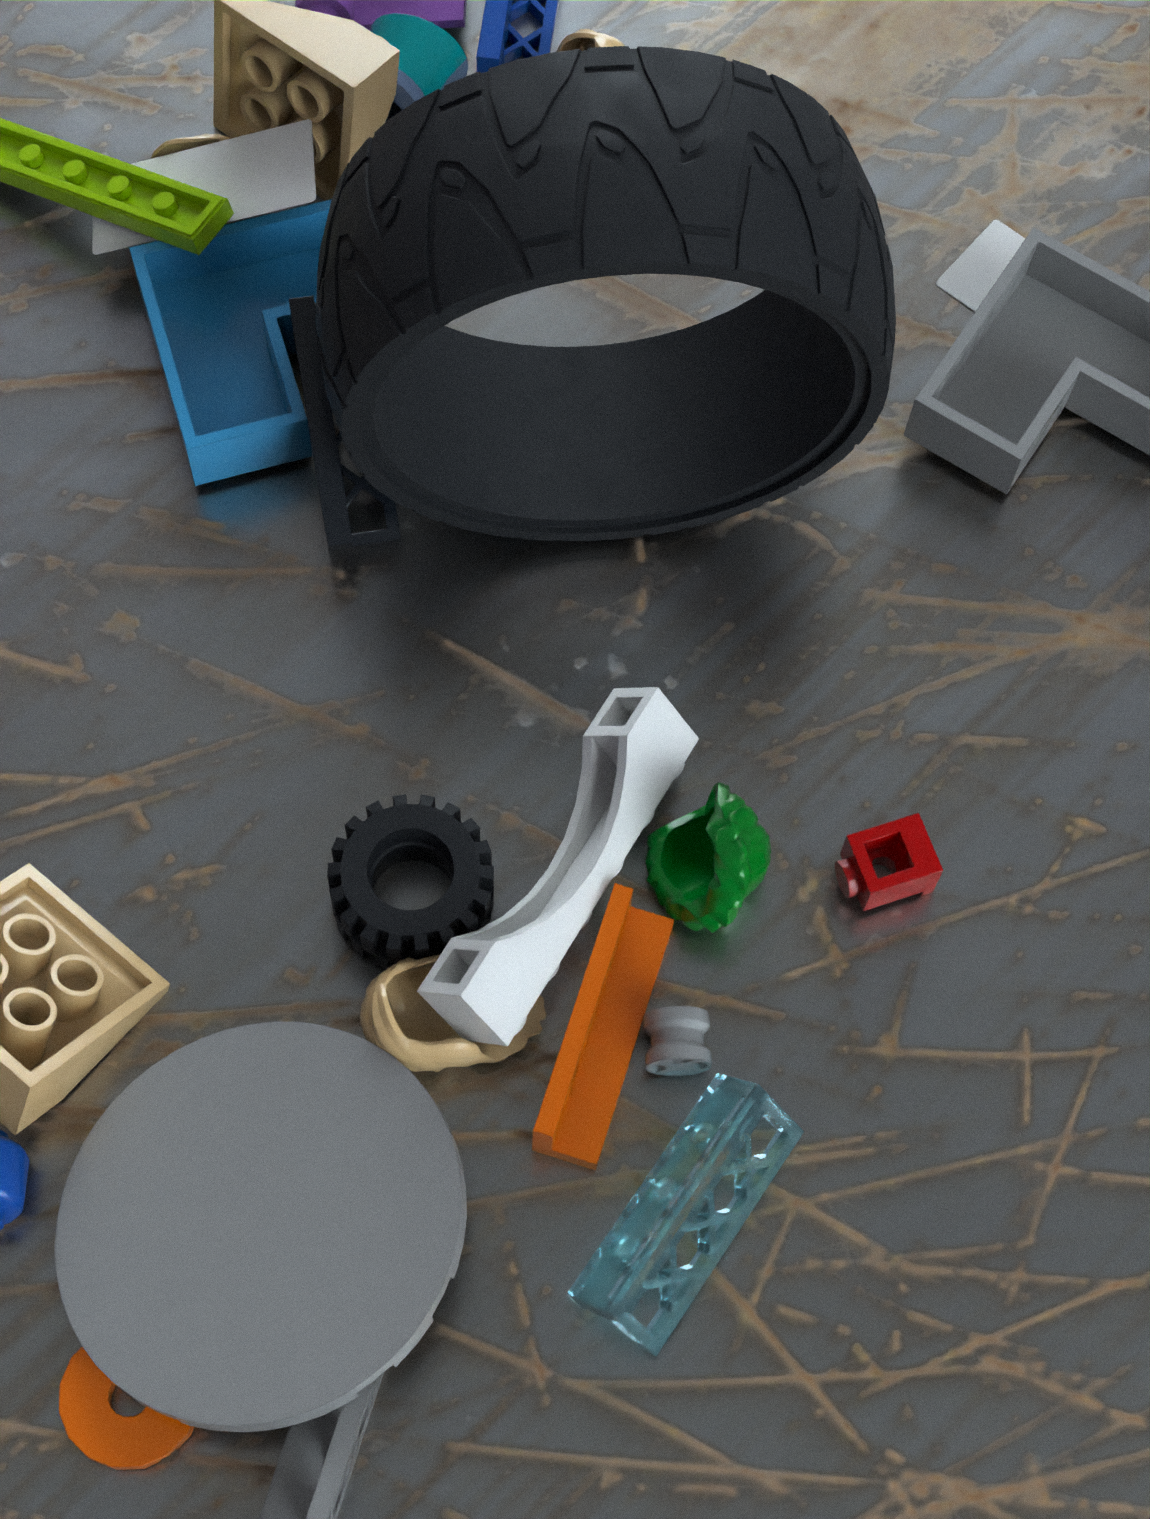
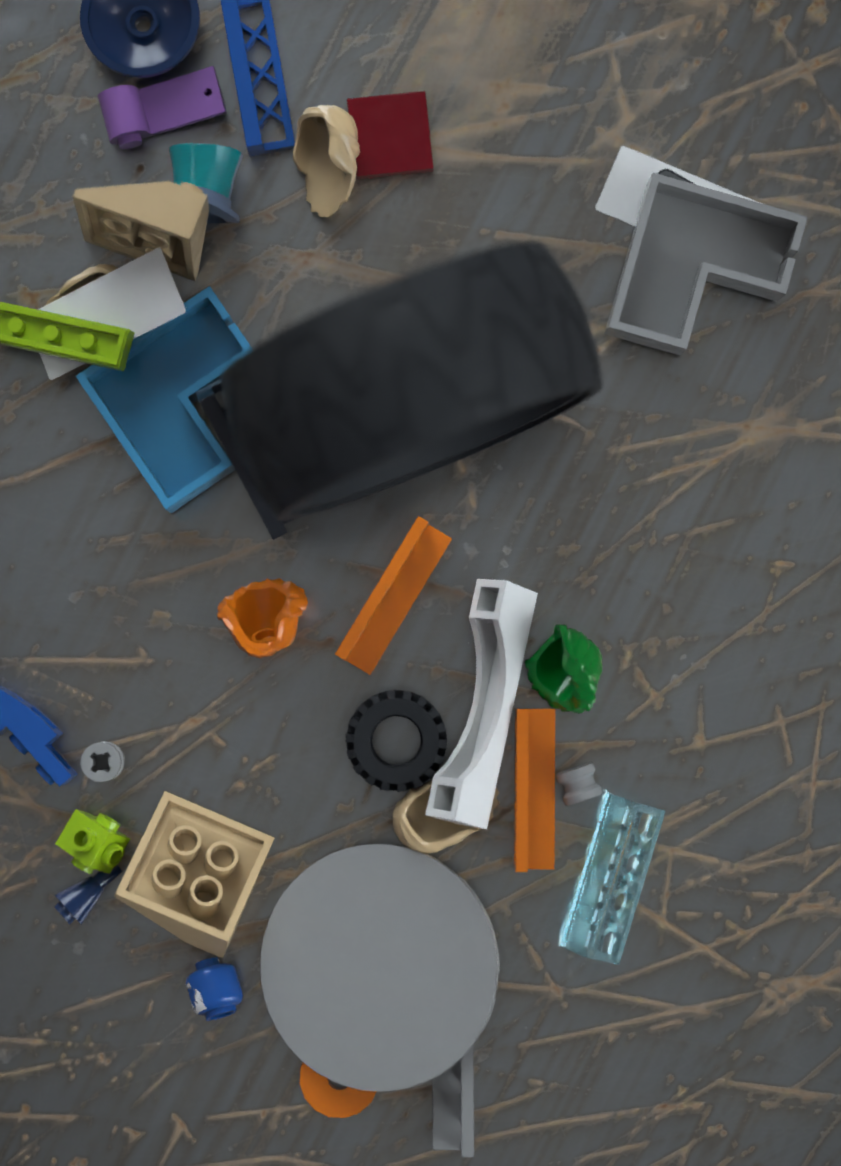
camera: 15 degrees left, 20 degrees up
(272, 651) = (263, 615): none -> orange hair
(475, 684) = (393, 596): none -> orange fence
(900, 847) = (686, 634): red brick -> none

